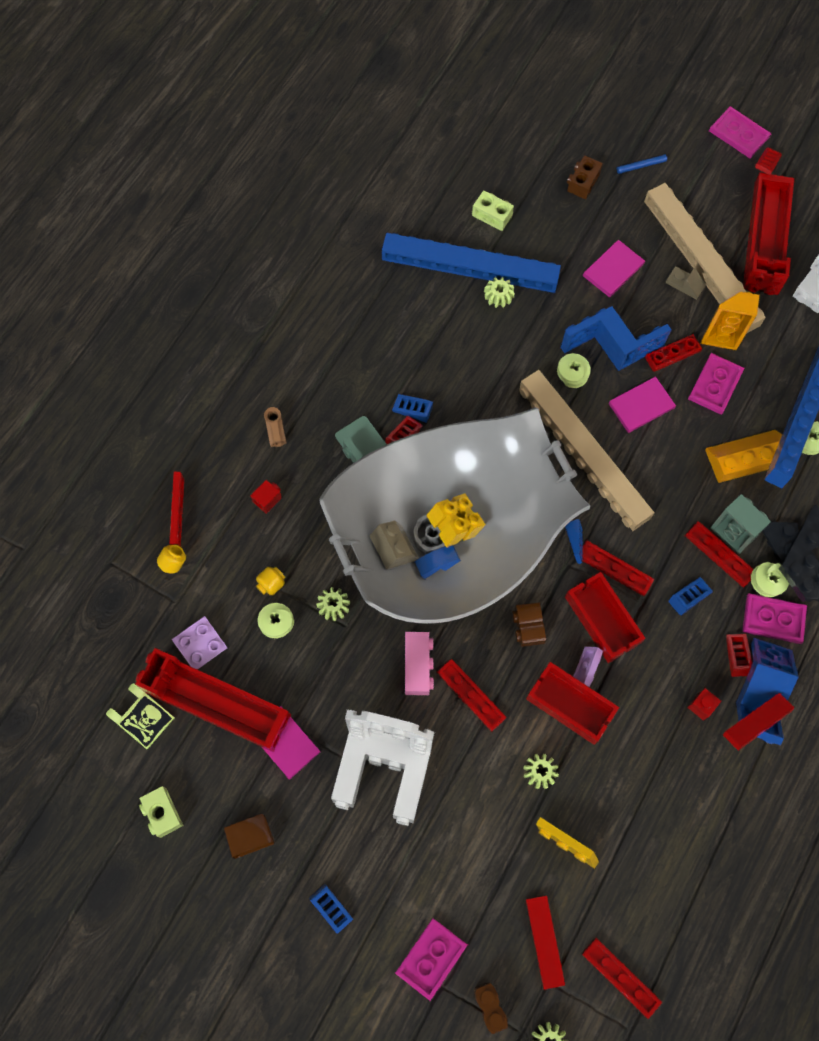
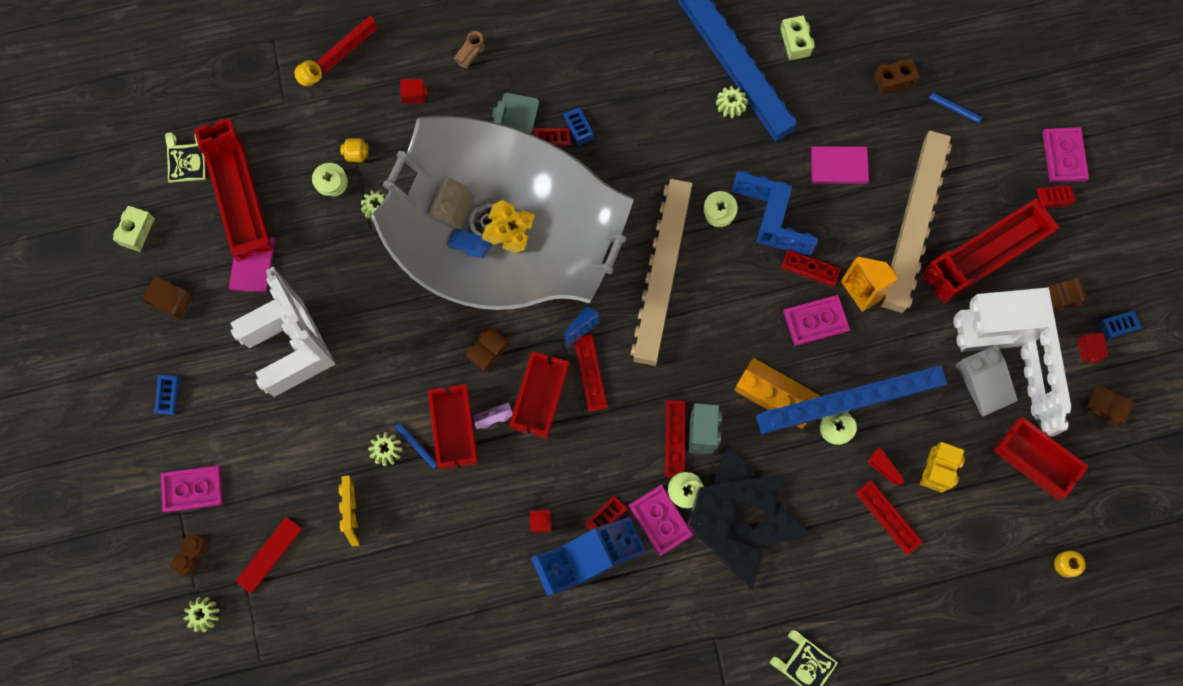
camera: 50 degrees right, 5 degrees up
(199, 643) = (268, 146): lavender hinge -> none
(418, 663) = (386, 299): bright pink brick -> none
(471, 695) = (399, 356): red tile -> none
(557, 745) = (416, 445): none -> blue bar
(622, 978) = (290, 628): red tile -> none
(642, 404) = (743, 281): dark pink tile -> none
(680, 602) = (610, 449): blue slope -> none
(690, 284) = (883, 227): dark tan slope -> none
(758, 721) = (549, 564): red tile -> none

